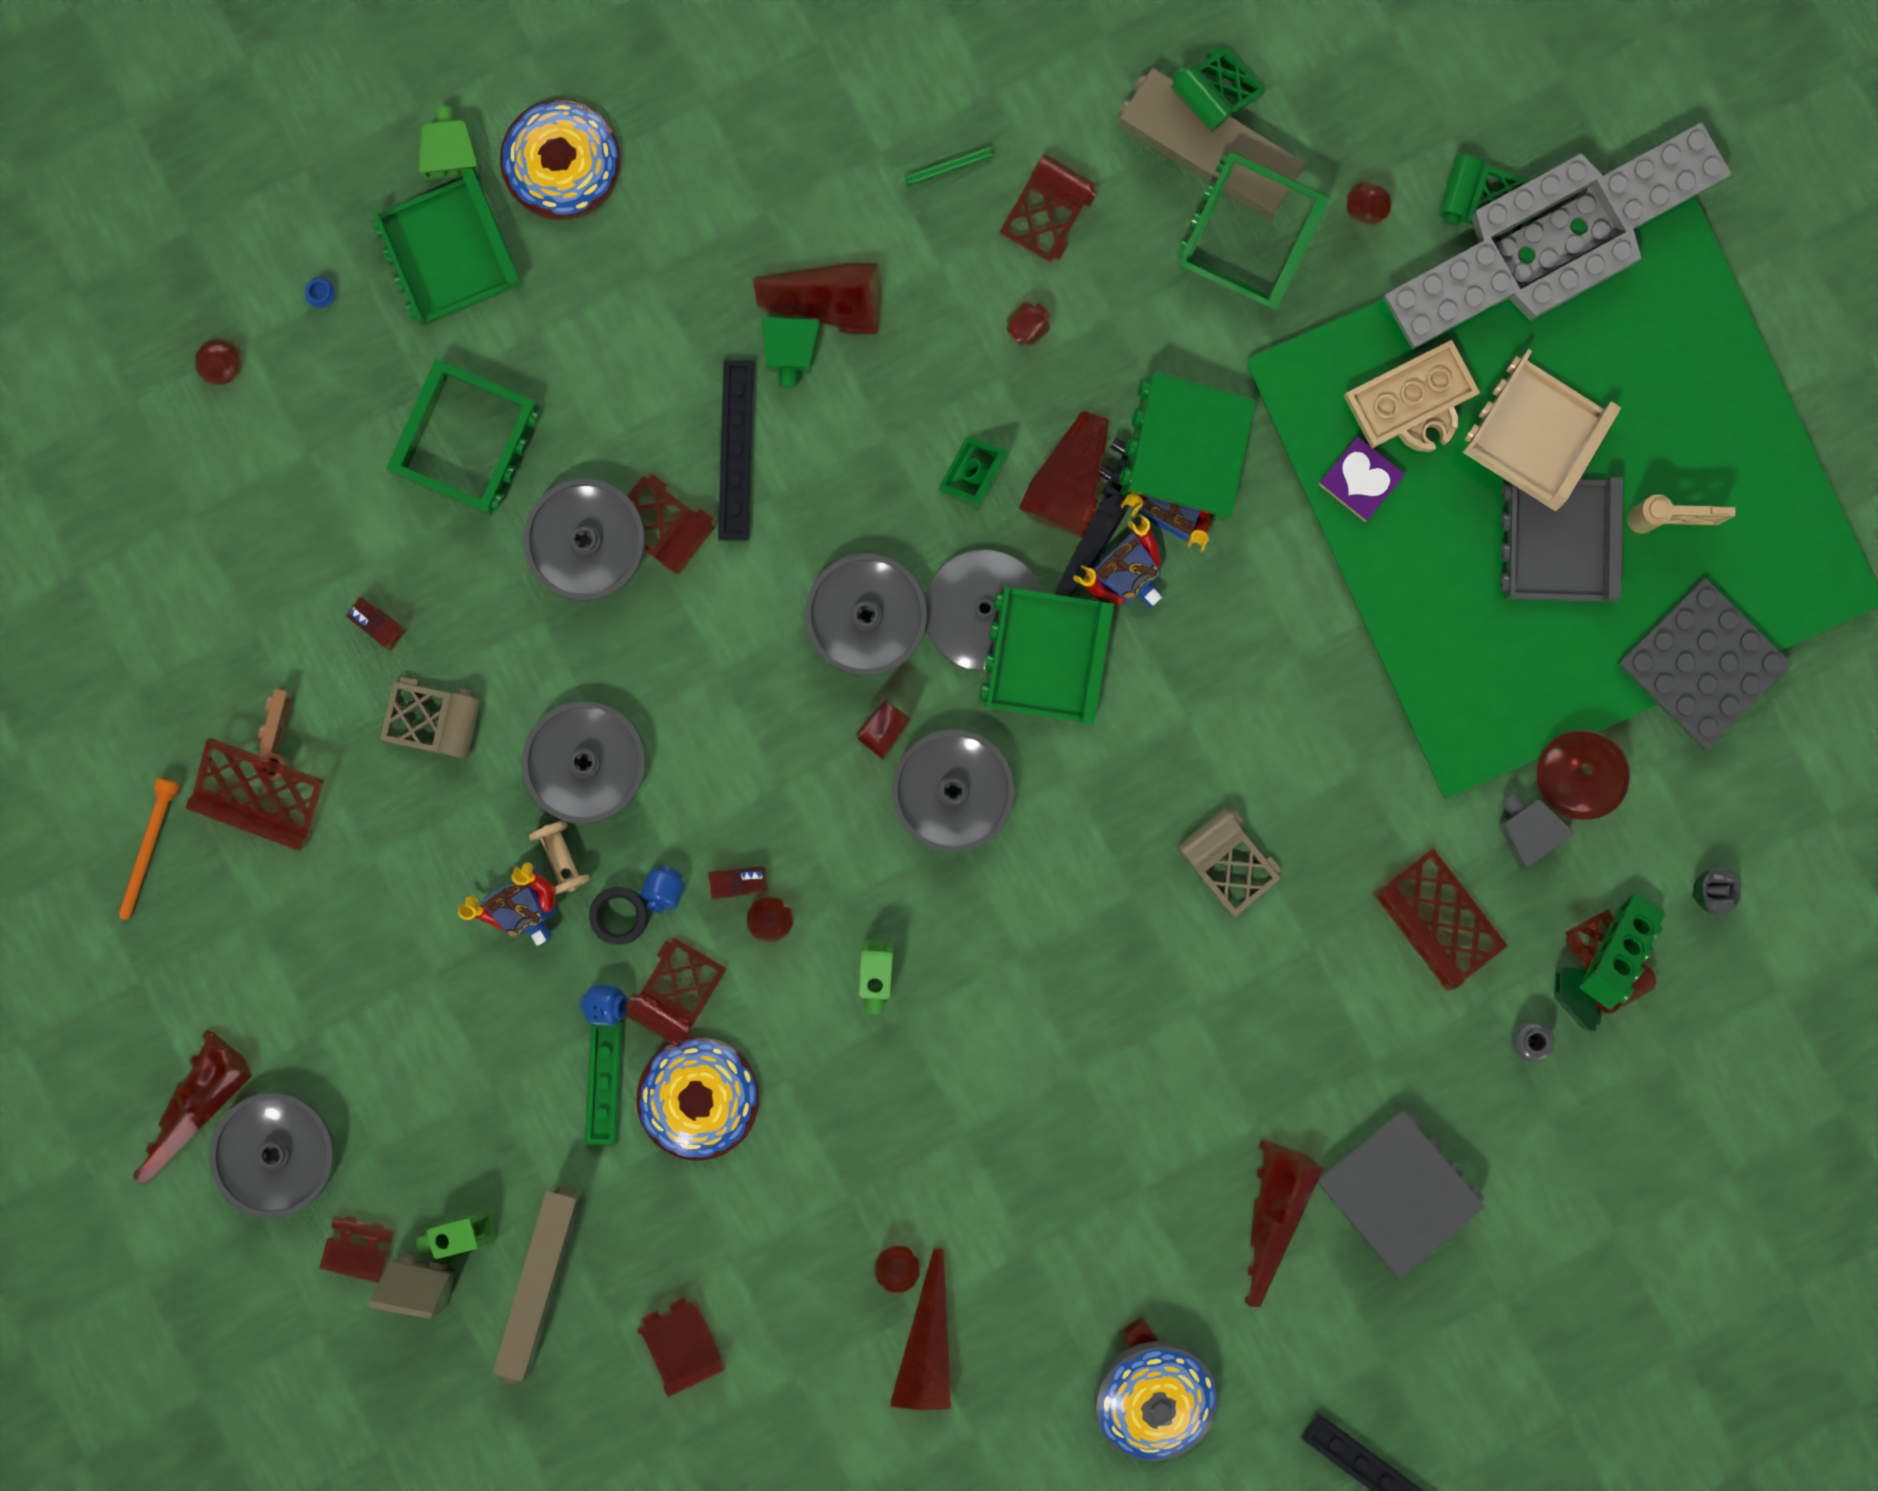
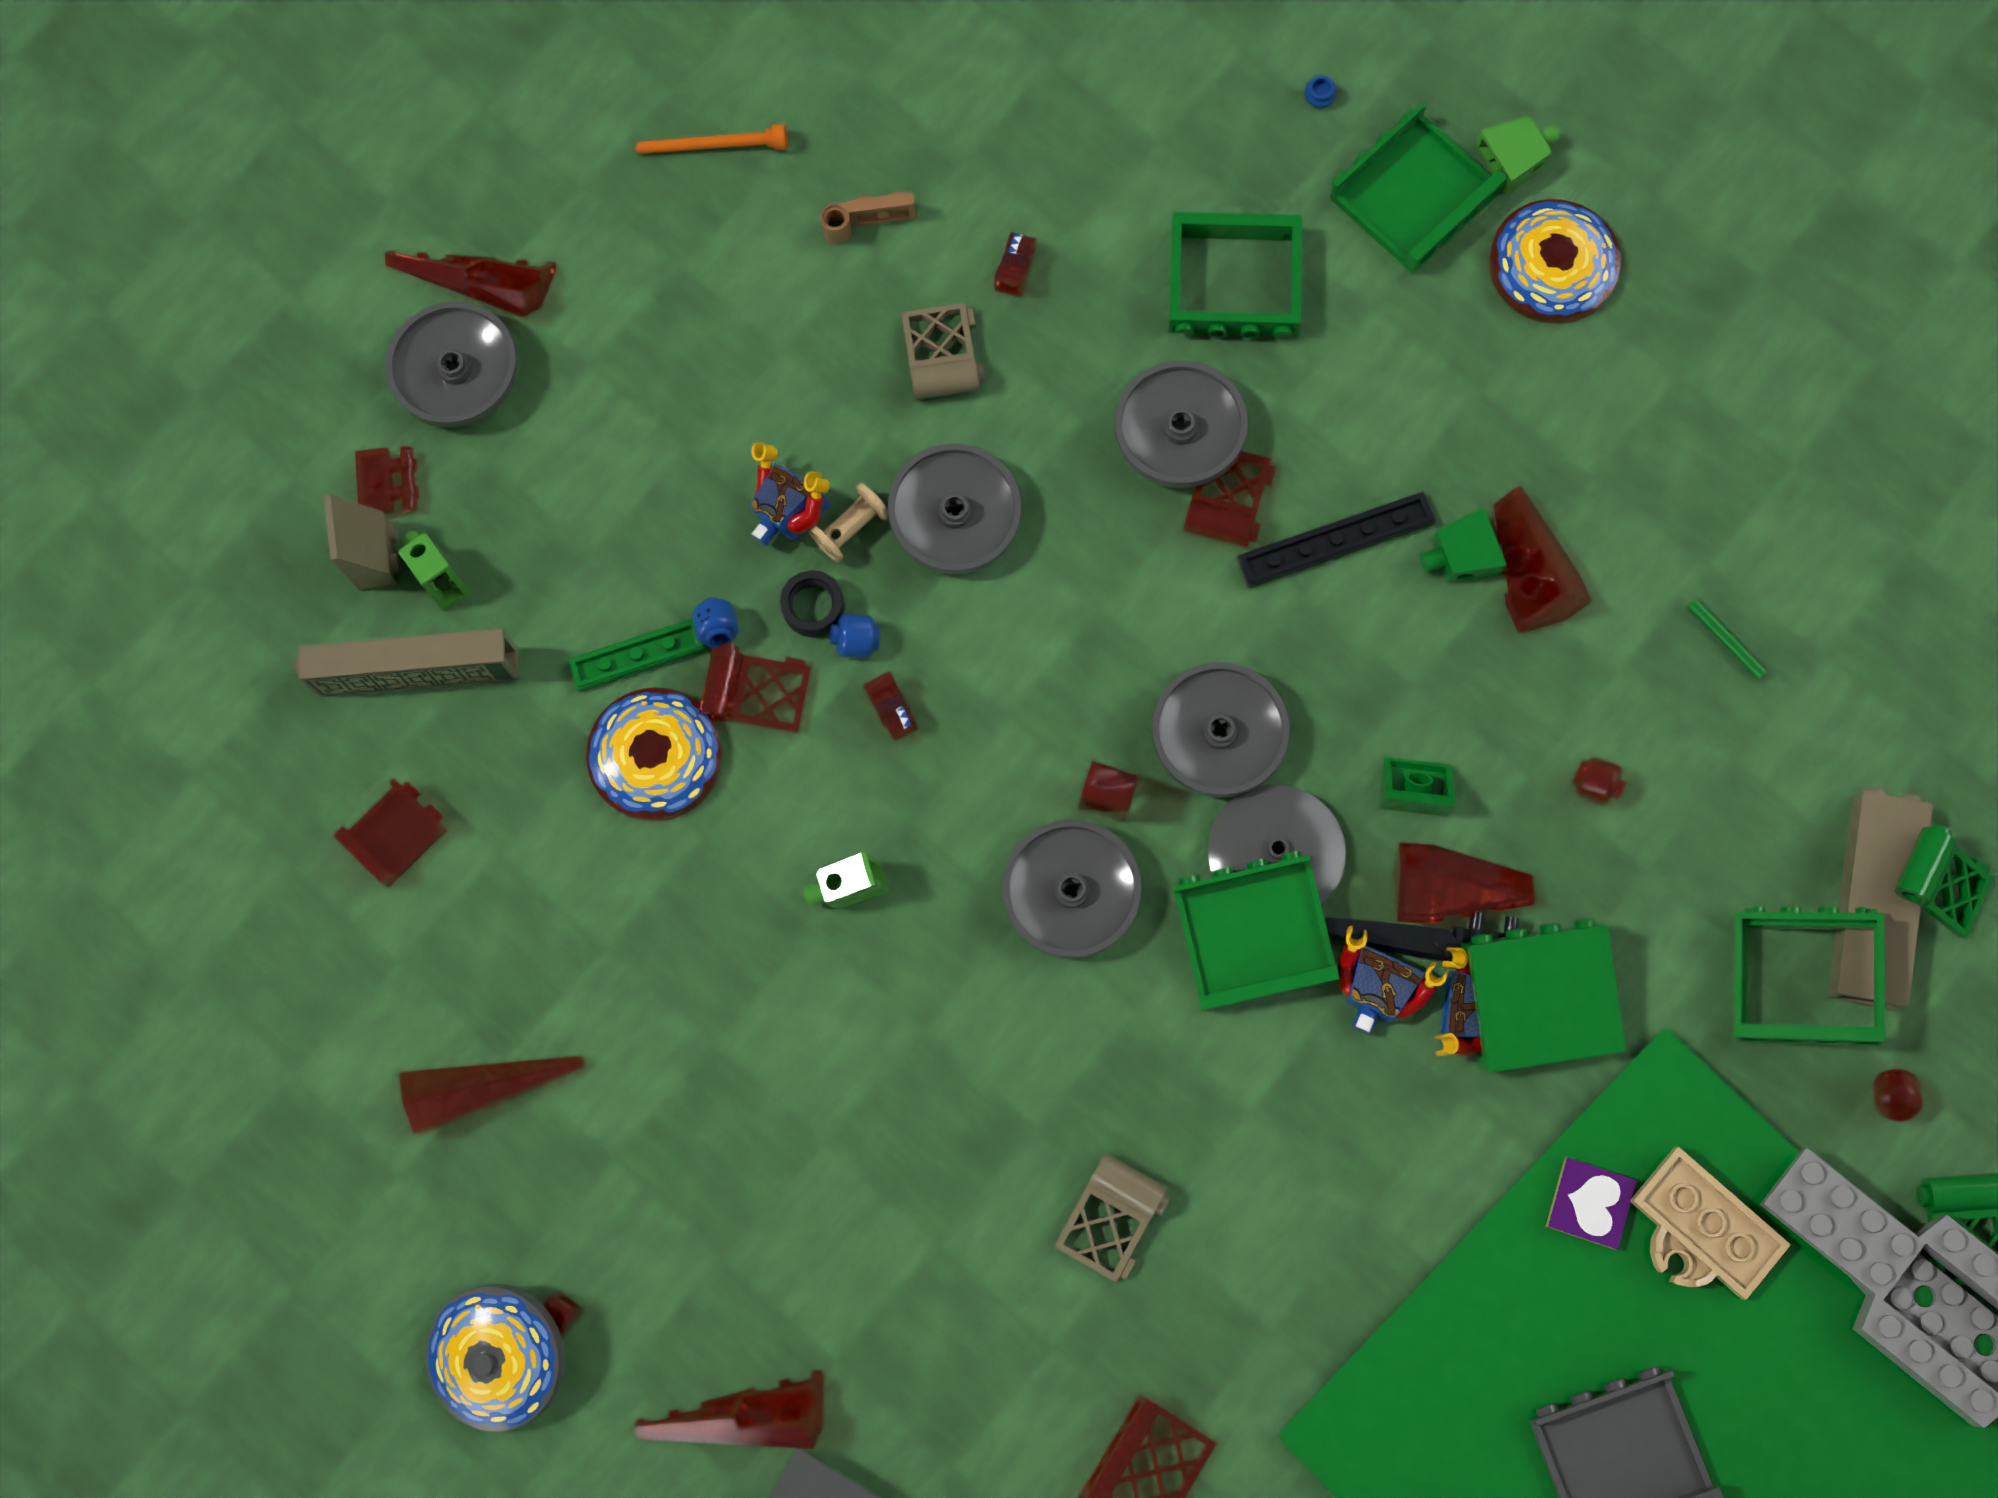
camera: 75 degrees right, 10 degrees down
(218, 361) = (1212, 27): clear red hair -> none
(250, 818) = (778, 222): clear red fence -> none
(769, 920) = (864, 753): clear red hair -> none
(896, 1269) = (544, 1022): clear red hair -> none
(1064, 188) = (1759, 763): clear red piece -> none
(1538, 433) = (1731, 1382): tan panel -> none

